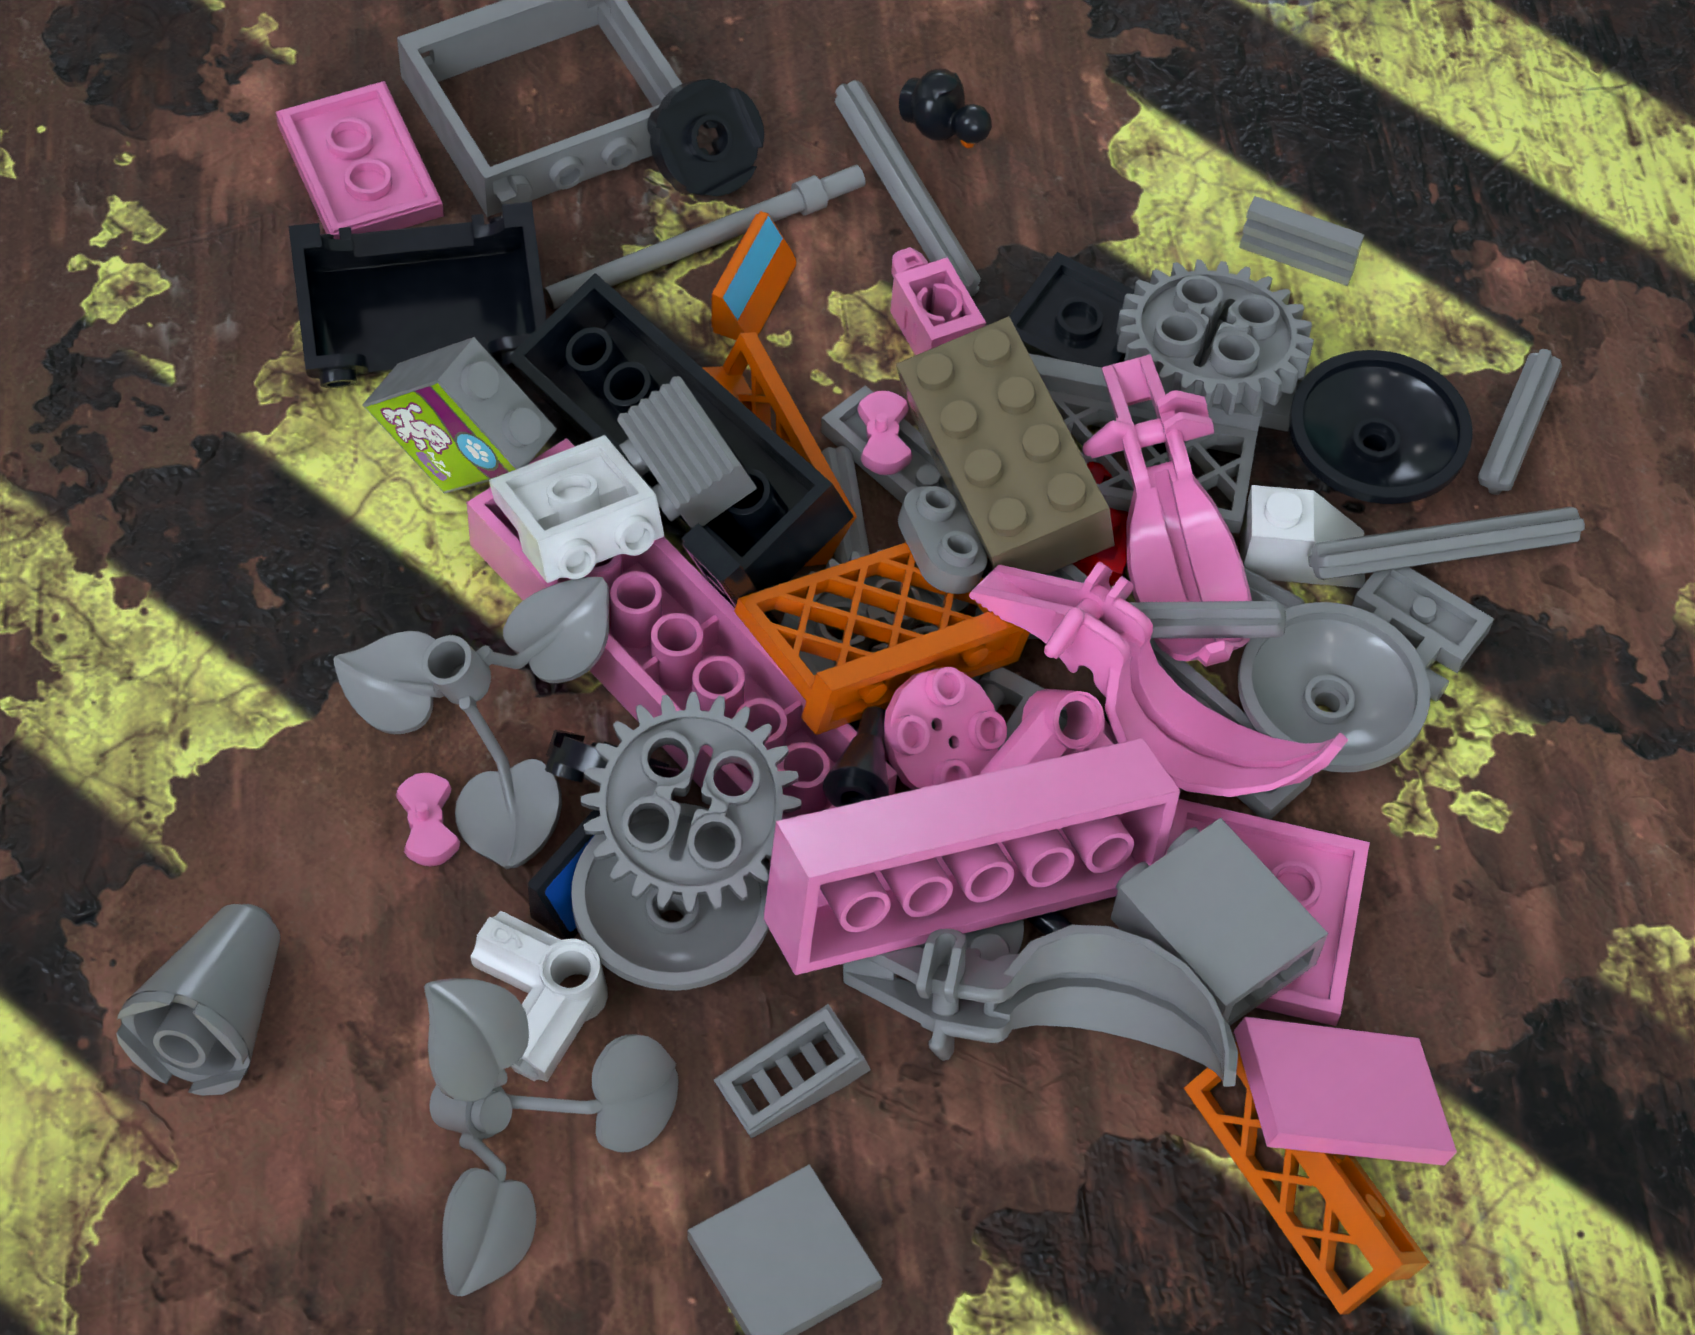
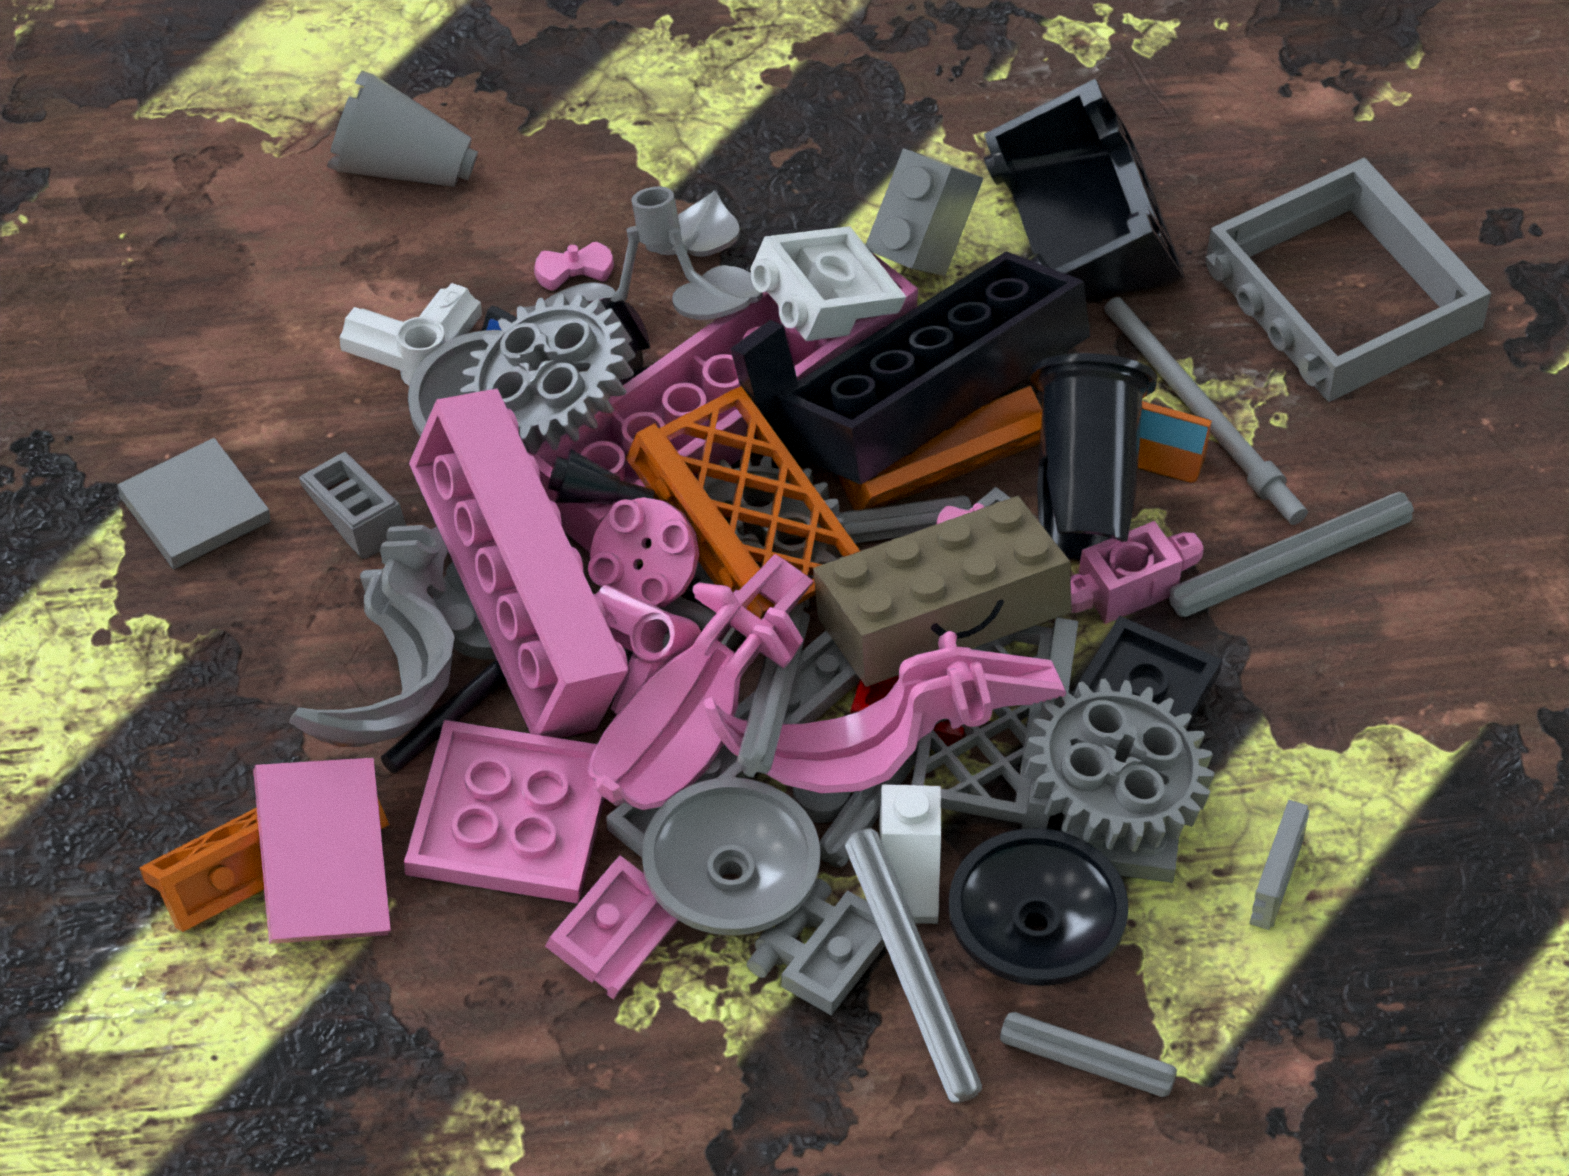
camera: 90 degrees right, 5 degrees down
(359, 162) = (1238, 166): bright pink tile -> none
(471, 1042) = (209, 310): light grey plant -> none
(675, 134) = (1328, 383): black plate -> none
(685, 454) = (877, 335): light grey brick -> none
(823, 303) = (1089, 446): none -> black piece
(939, 108) = (1387, 570): black animal -> none
(942, 539) = (841, 540): light grey plate -> none
(1221, 917) = (471, 753): light grey brick -> none
(1404, 816) = (612, 928): none -> bright pink plate

